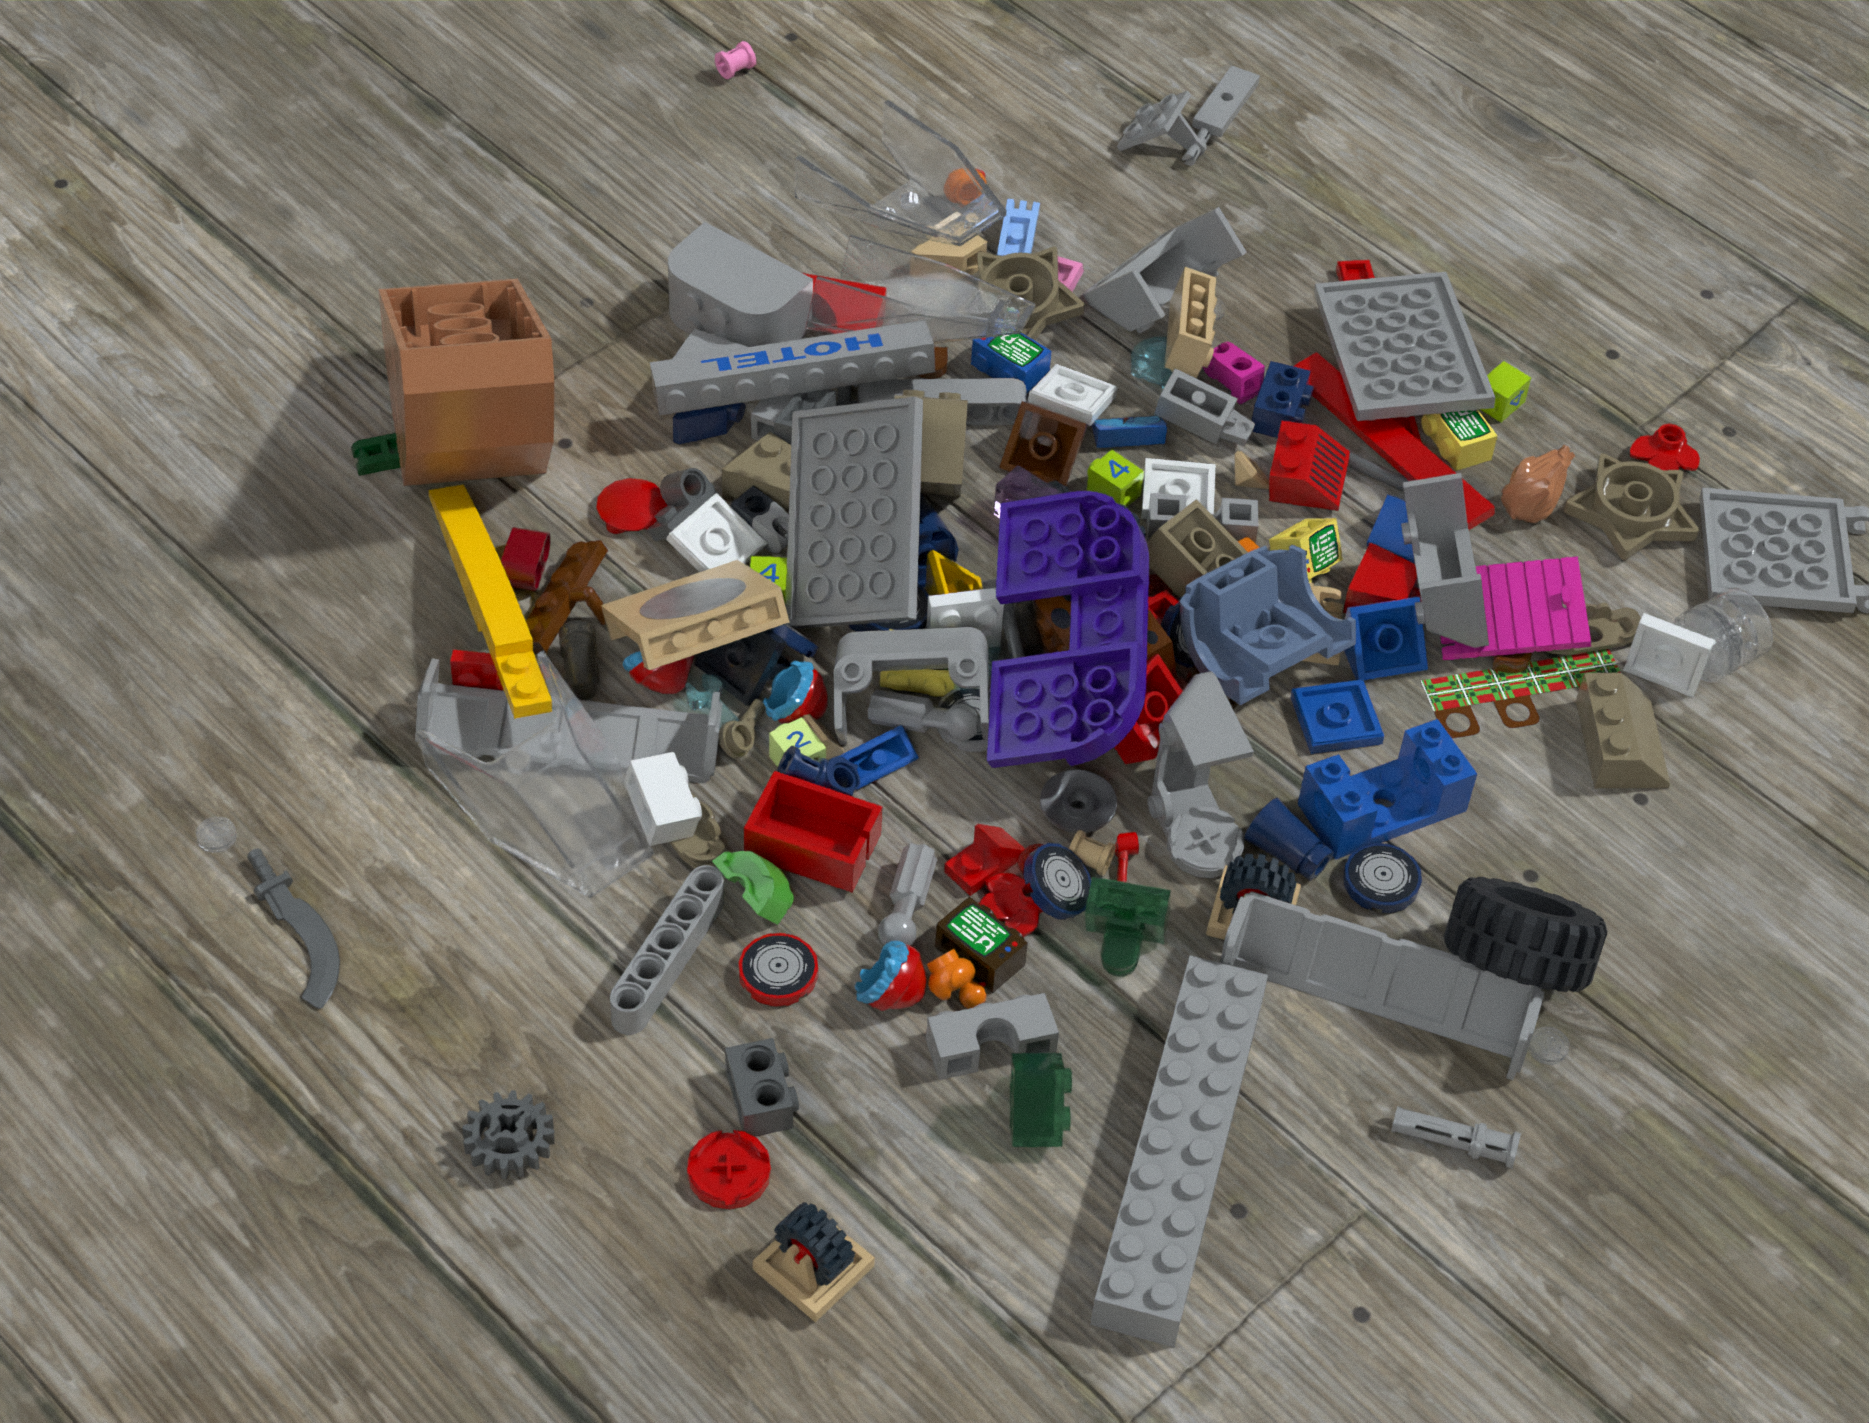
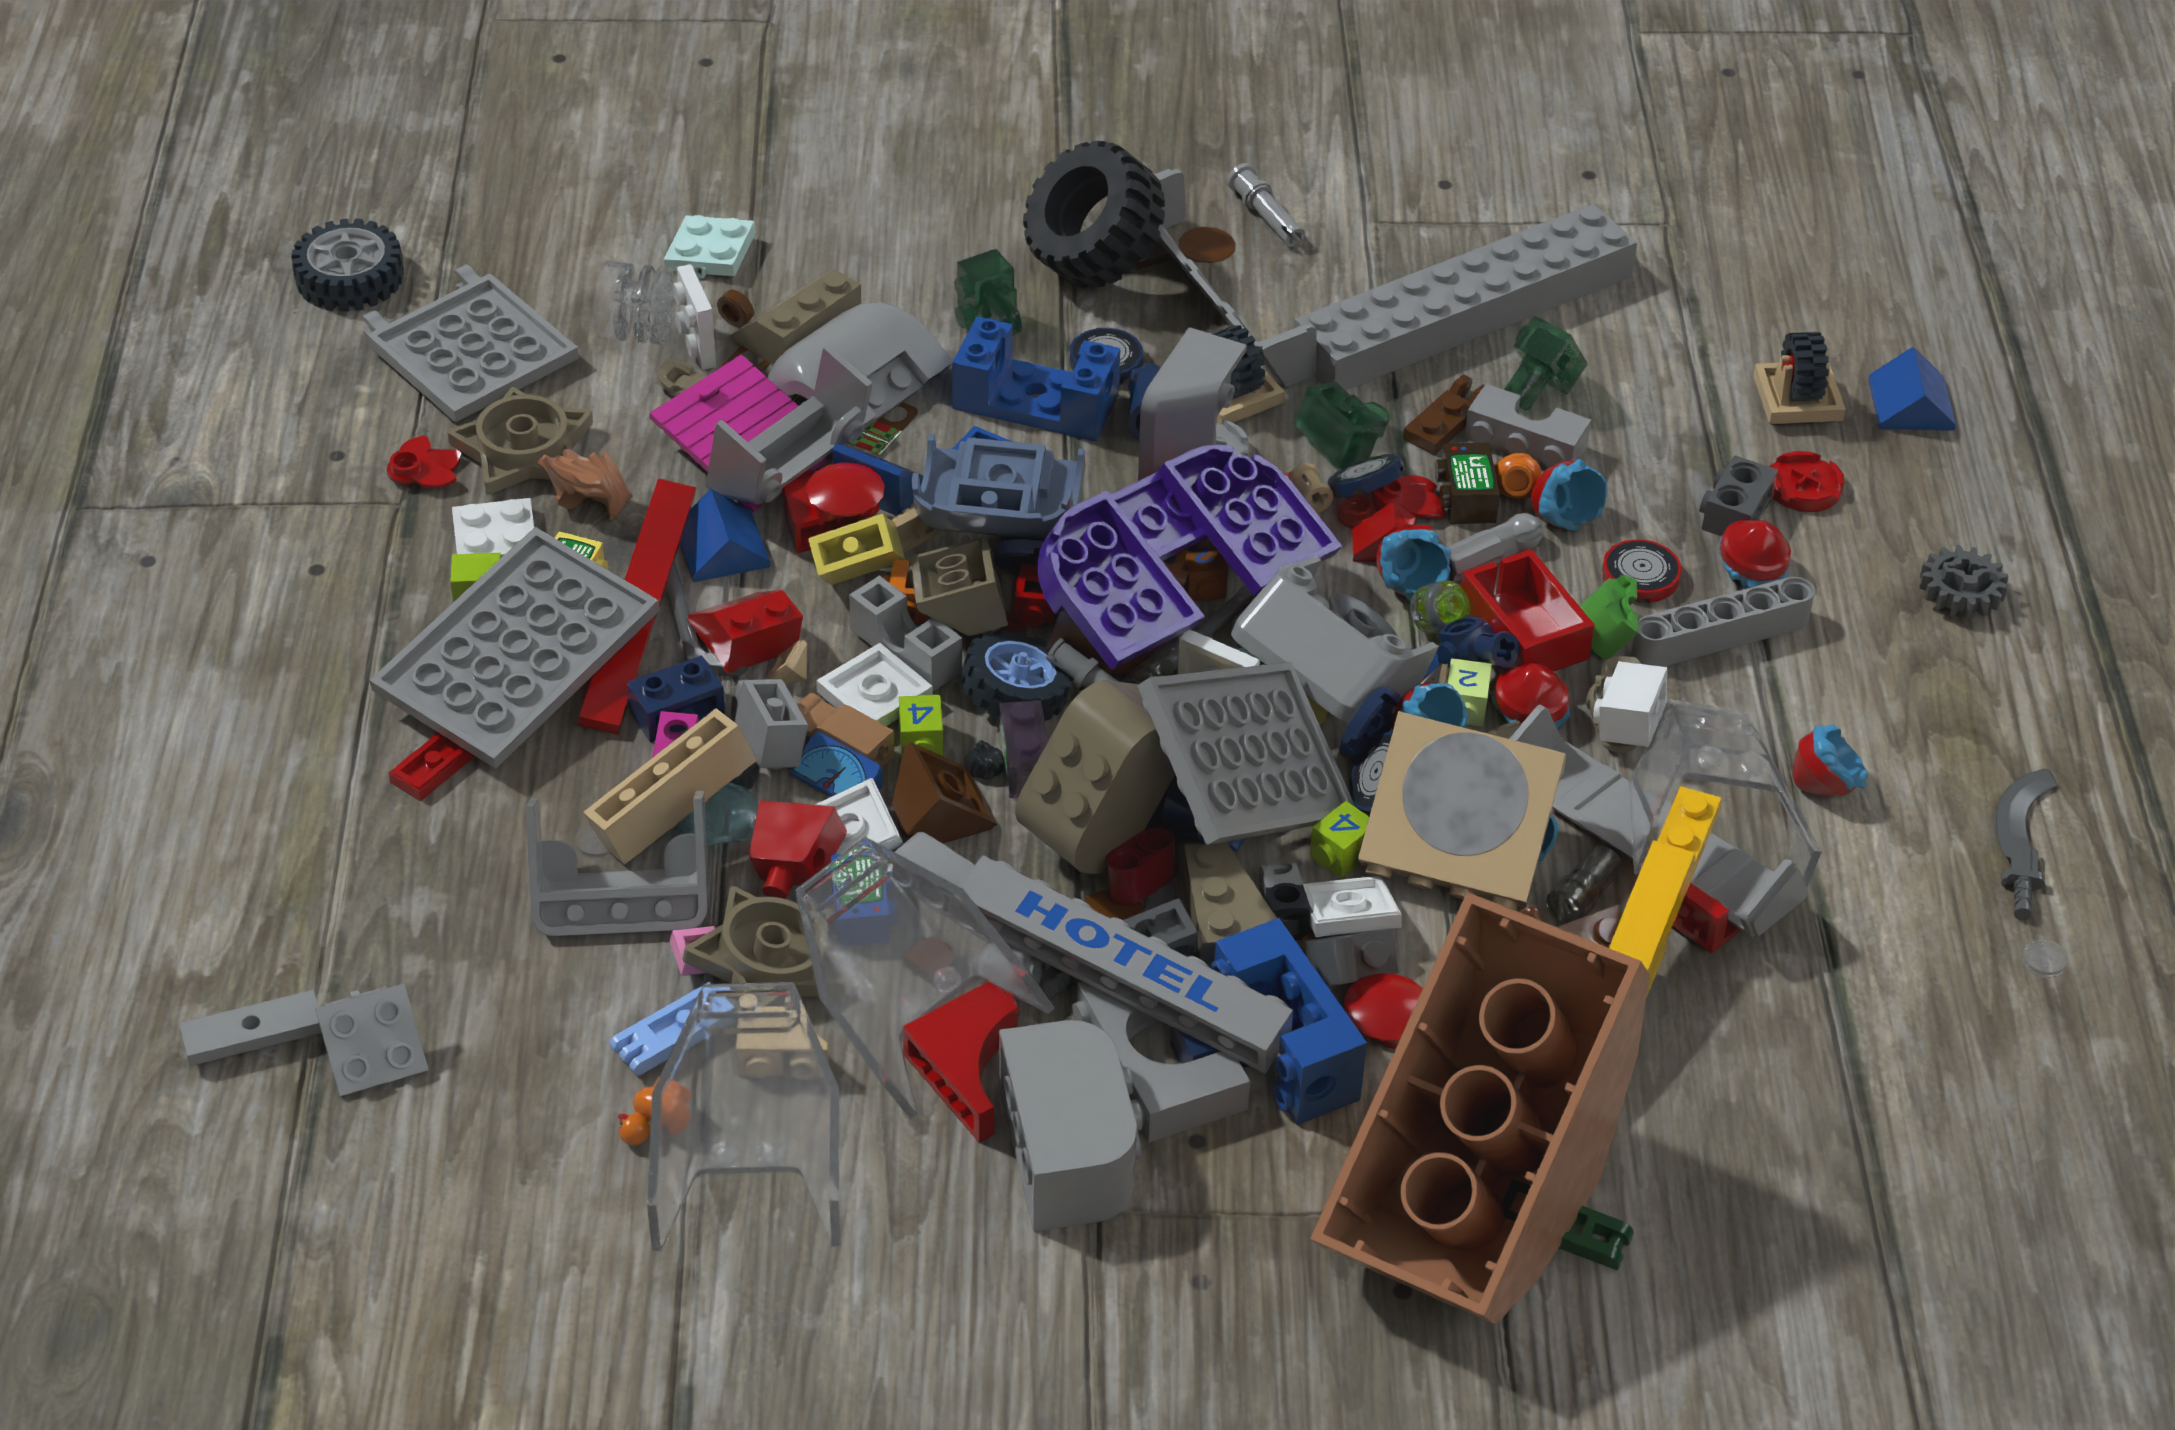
camera: 135 degrees left, 5 degrees down
(479, 861) = (1827, 764): none -> hair
(635, 431) = (1324, 1052): none -> blue plate
(698, 1035) = (1754, 552): none -> red hair
(710, 1346) = (1911, 395): none -> blue slope
(742, 775) = (1526, 687): none -> red hair
(826, 654) = (1369, 720): none -> dark blue tile
(887, 791) = (1438, 605): none -> clear neon green head
(908, 750) = (1359, 615): none -> flat silver dish
(941, 823) = (1411, 560): none -> dark azure hair
(1073, 1013) = (1443, 417): none -> reddish brown hinge
(1087, 352) = (793, 843): none -> red torso
(1159, 442) = (848, 728): none -> medium nougat piece
(1368, 578) = (845, 491): none -> red dish
(1459, 1070) = (1200, 245): none -> reddish brown piece
(1507, 826) = (986, 291): none -> clear green brick
(1516, 702) = (878, 341): none -> light grey piece
(1549, 430) = (492, 525): none -> white plate
(1672, 707) = (735, 308): none -> reddish brown tile
(1777, 758) = (710, 244): none -> light aqua plate

